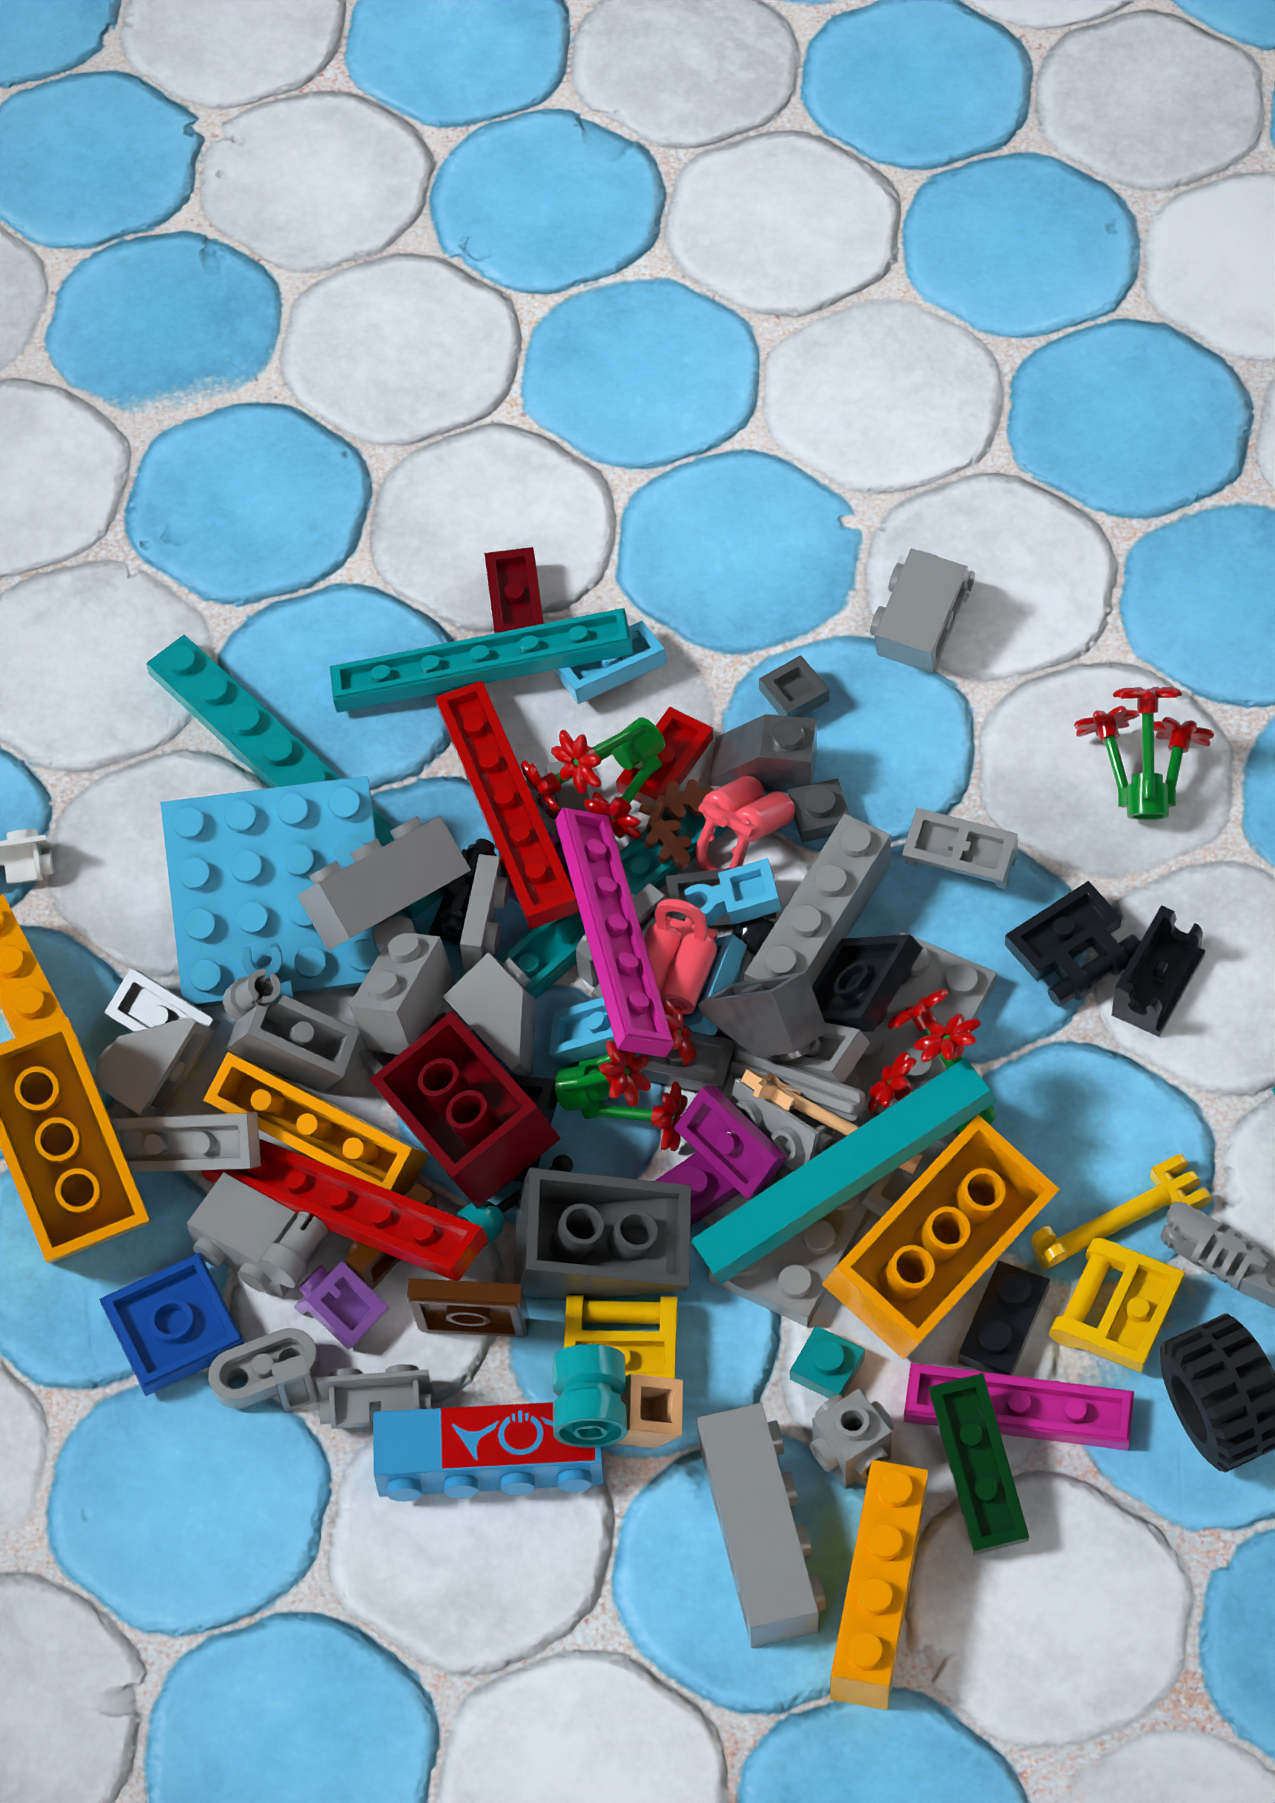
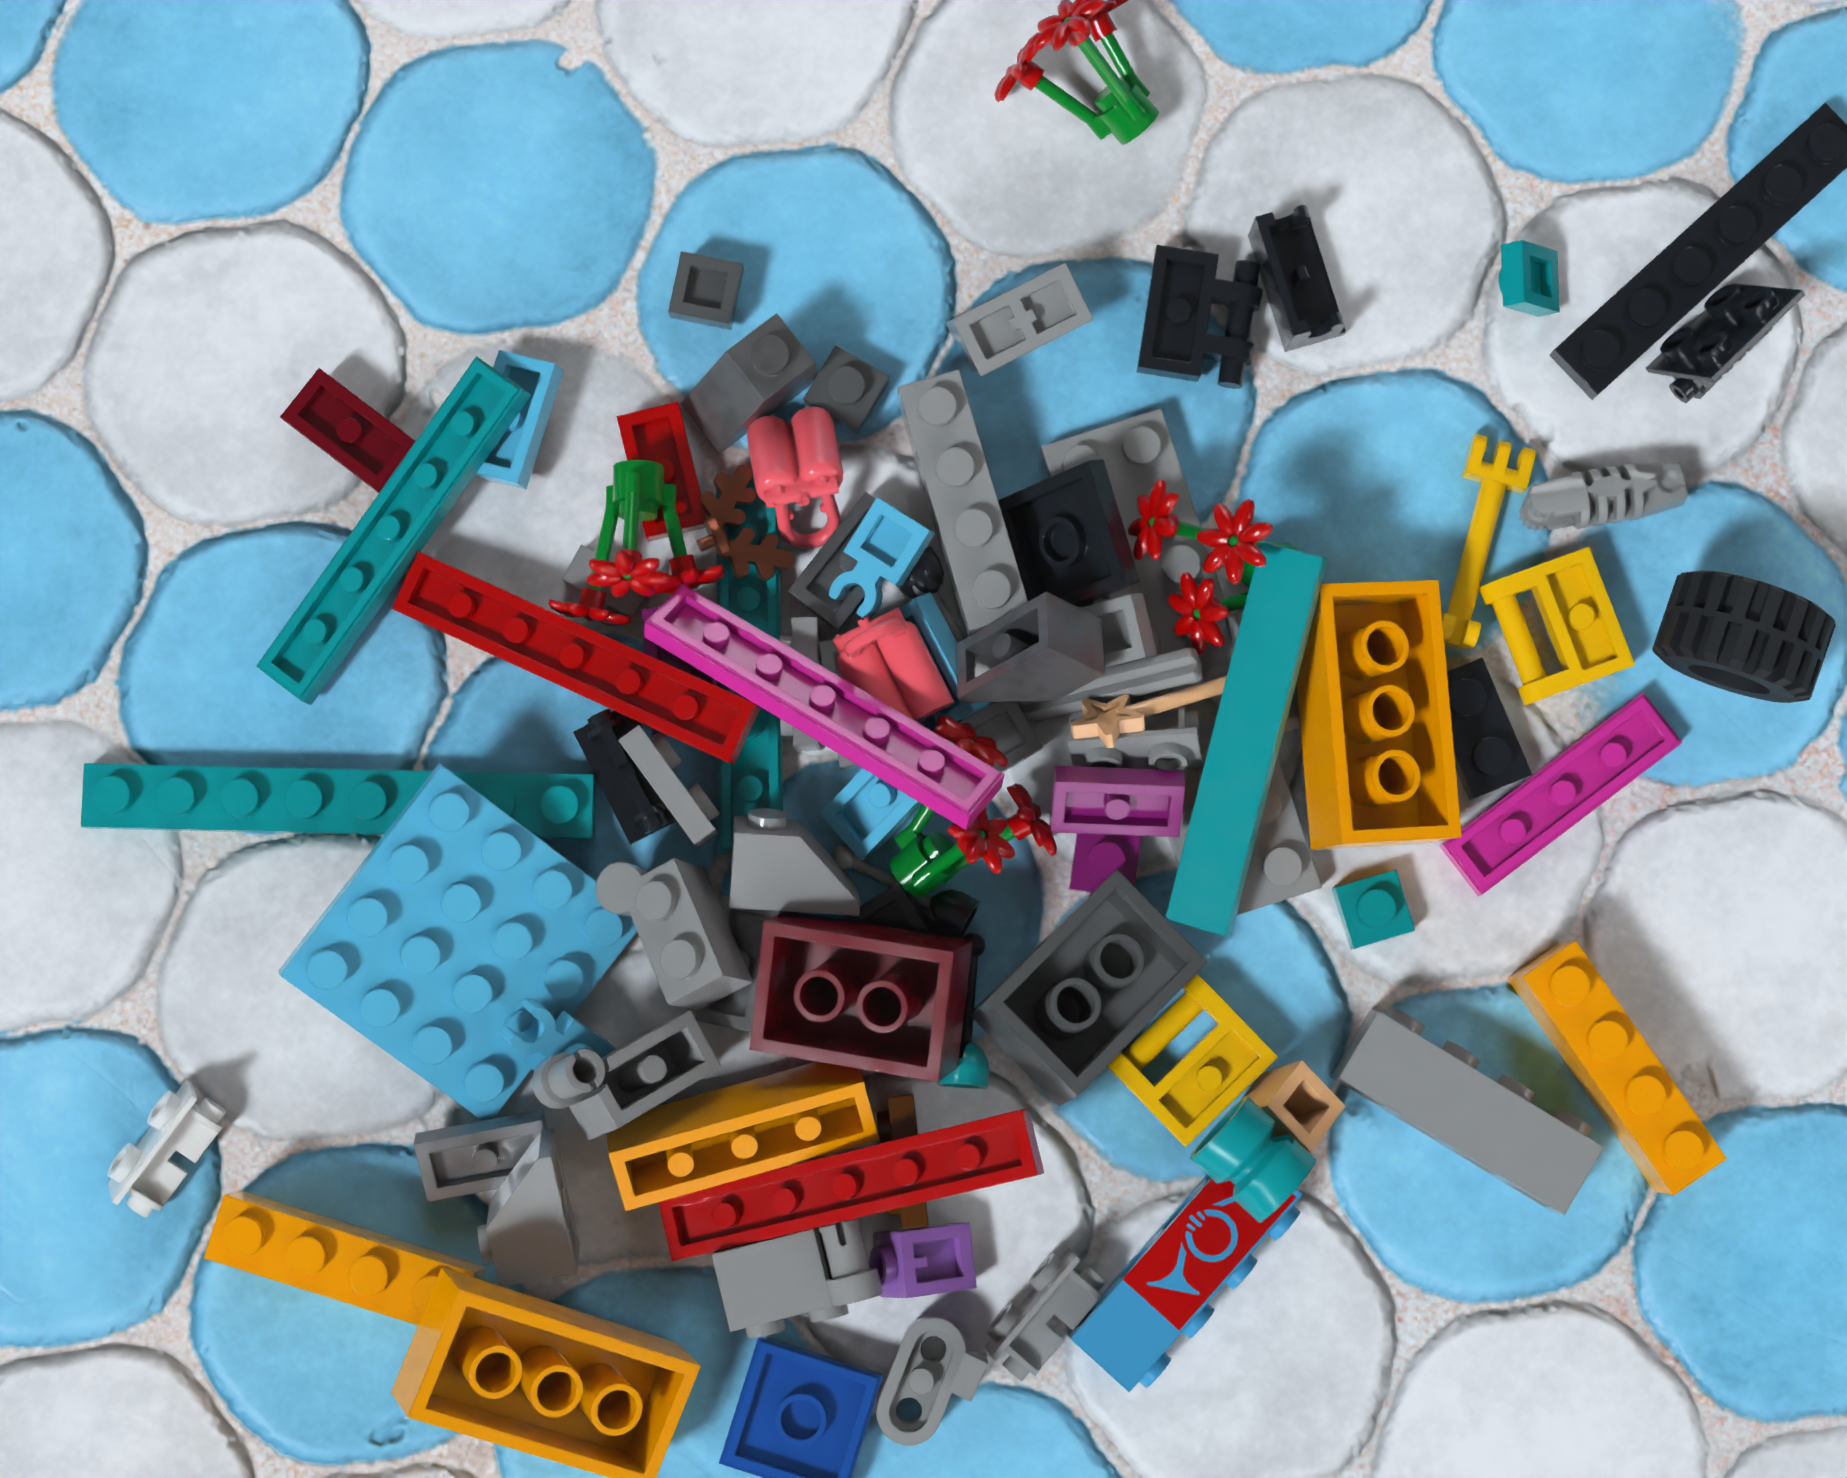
camera: 50 degrees left, 25 degrees up
(189, 1141) = (648, 1256): light grey plate -> none
(382, 880) = (566, 854): light grey brick -> none
(468, 1307) = (1065, 1160): reddish brown tile -> none
(568, 1125) = (946, 912): none -> black hinge
(841, 1447) = (1447, 968): light grey brick -> none
(921, 609) = (743, 98): light grey hinge -> none
(978, 1464) = (1591, 884): dark green plate -> none

